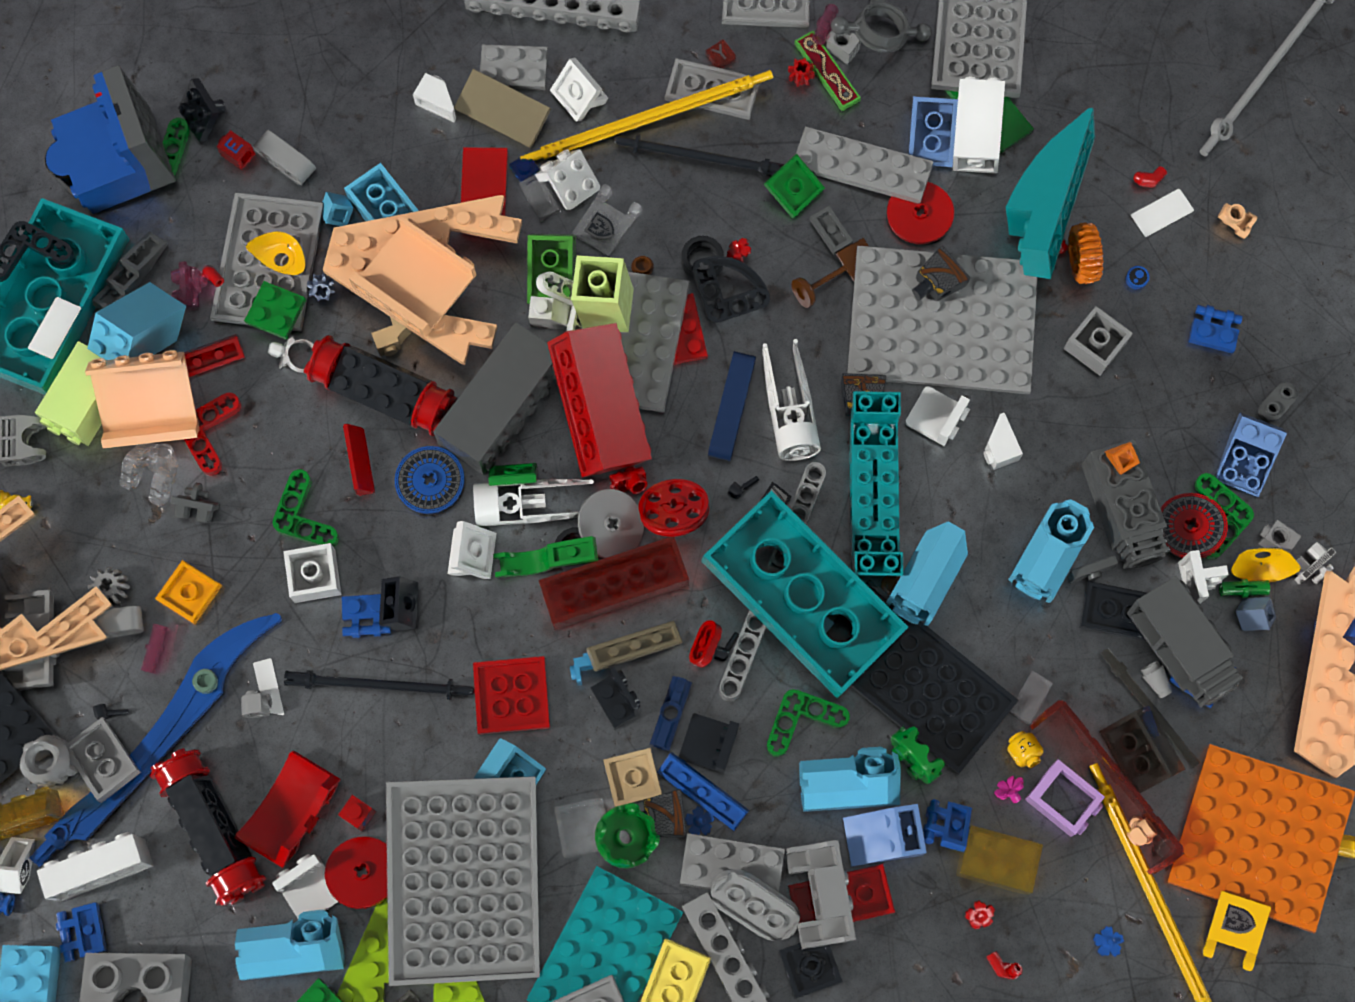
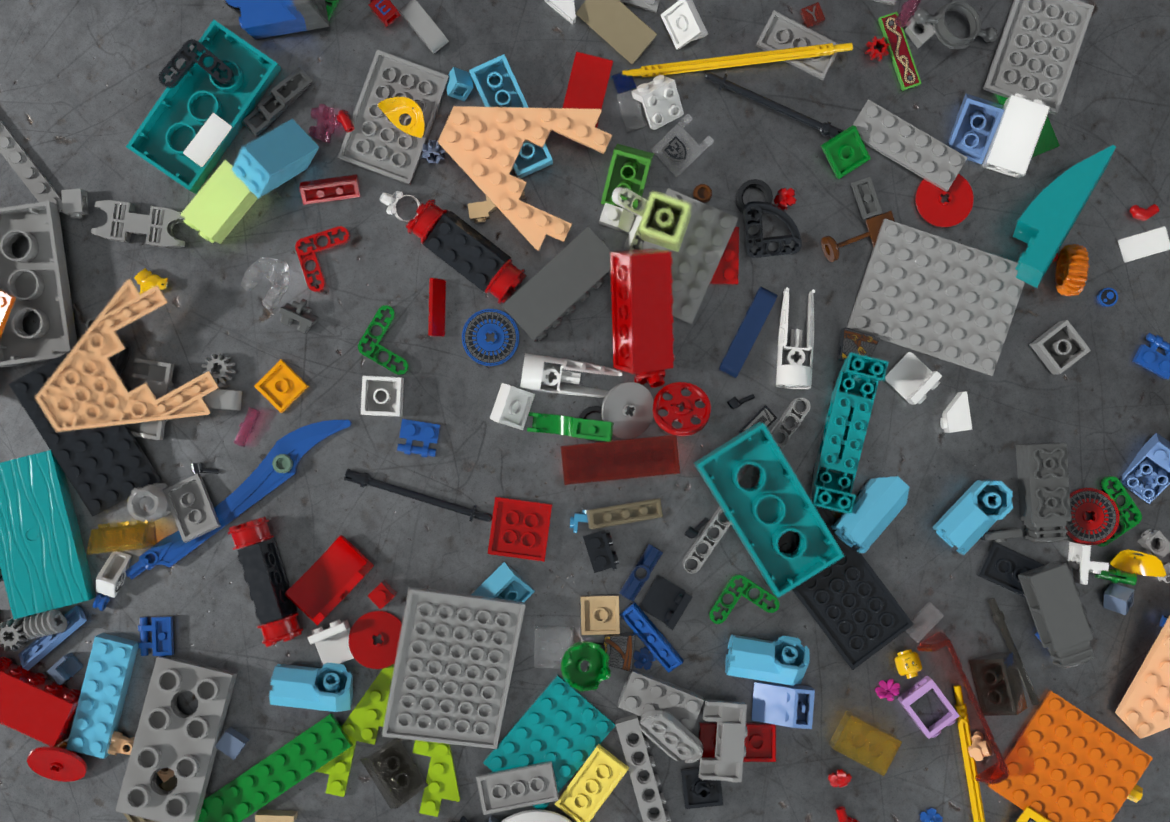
camera: 10 degrees right, 15 degrees up
(94, 867) = (174, 593): white brick -> none
(144, 398) = (271, 224): light nougat panel -> none
(255, 704) = (319, 490): light grey plate -> none
(268, 684) = (331, 476): white sticker -> none
(275, 310) = (392, 164): green plate -> none
(398, 603) = (446, 437): black brick -> none
(415, 277) = (512, 169): light nougat panel -> none
(513, 474) = (558, 351): green tile -> none
(705, 643) = (680, 523): red plate -> none
(915, 755) = (823, 658): green plate -> none
(940, 276) = (946, 264): torso -> none
(955, 827) = (838, 711): blue plate -> none
(1123, 457) = (1053, 458): orange slope -> none
(1157, 679) = (1025, 630): light grey cone -> none

